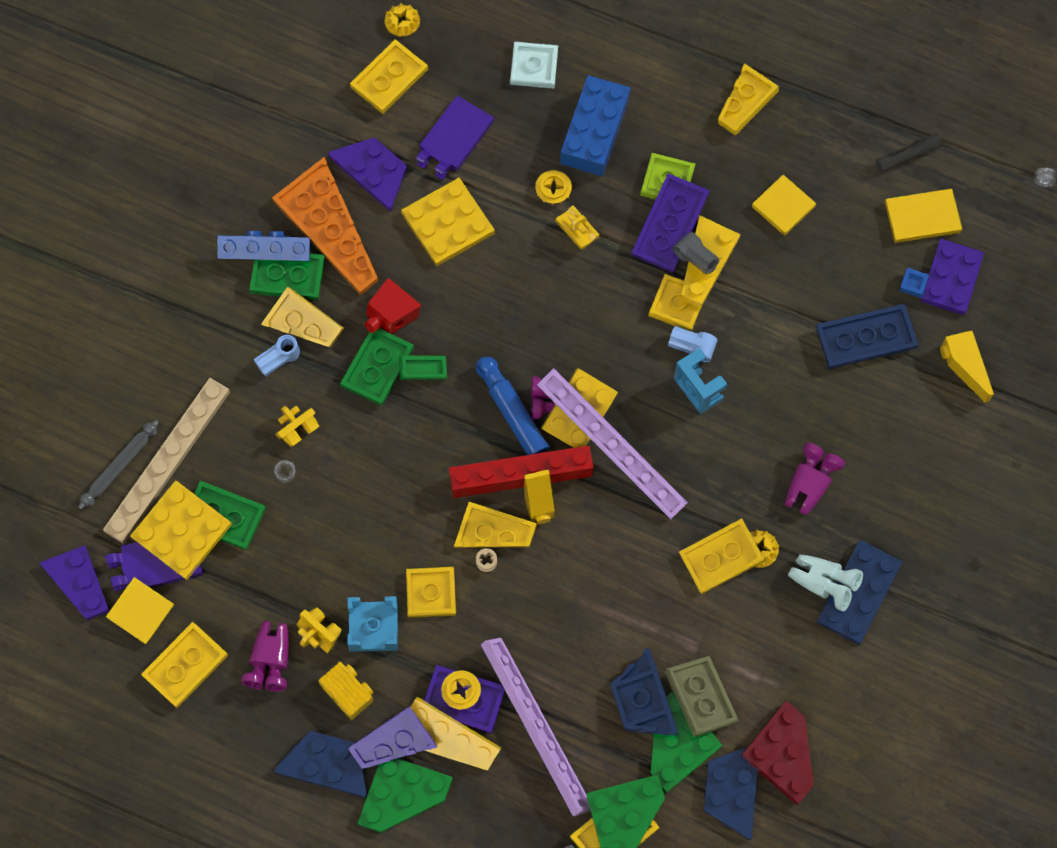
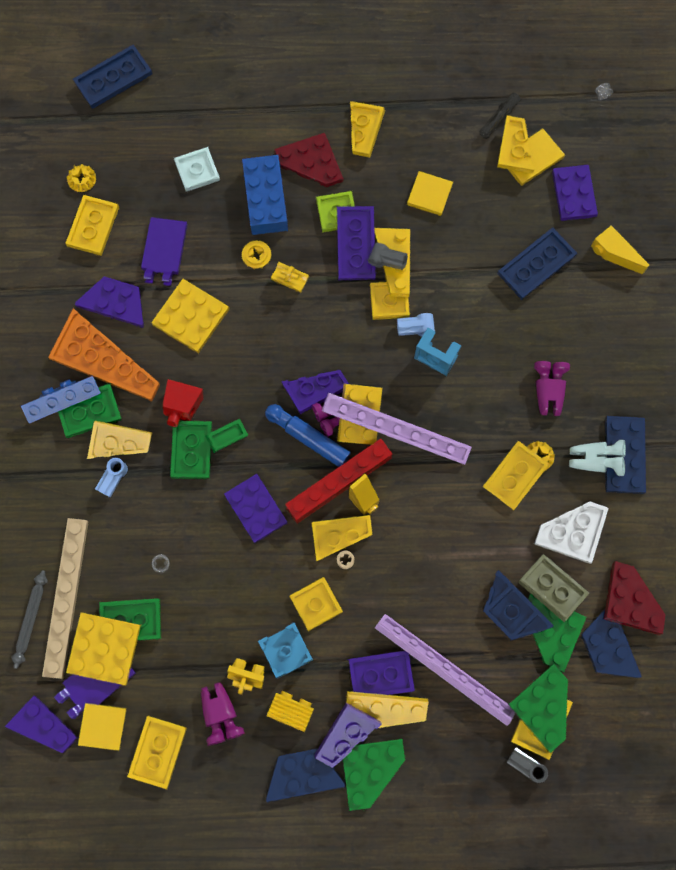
camera: 25 degrees left, 5 degrees up
(288, 433) = (148, 532): yellow hips -> none
(416, 460) = (255, 508): none -> dark purple plate
(465, 679) = (387, 670): yellow gear -> none
(538, 360) = (314, 389): none -> dark purple wing
(667, 109) = (311, 160): none -> dark red plate
(756, 648) = (574, 532): none -> white plate
(906, 194) = (514, 146): none -> yellow wing
(914, 282) = (550, 209): blue plate -> none

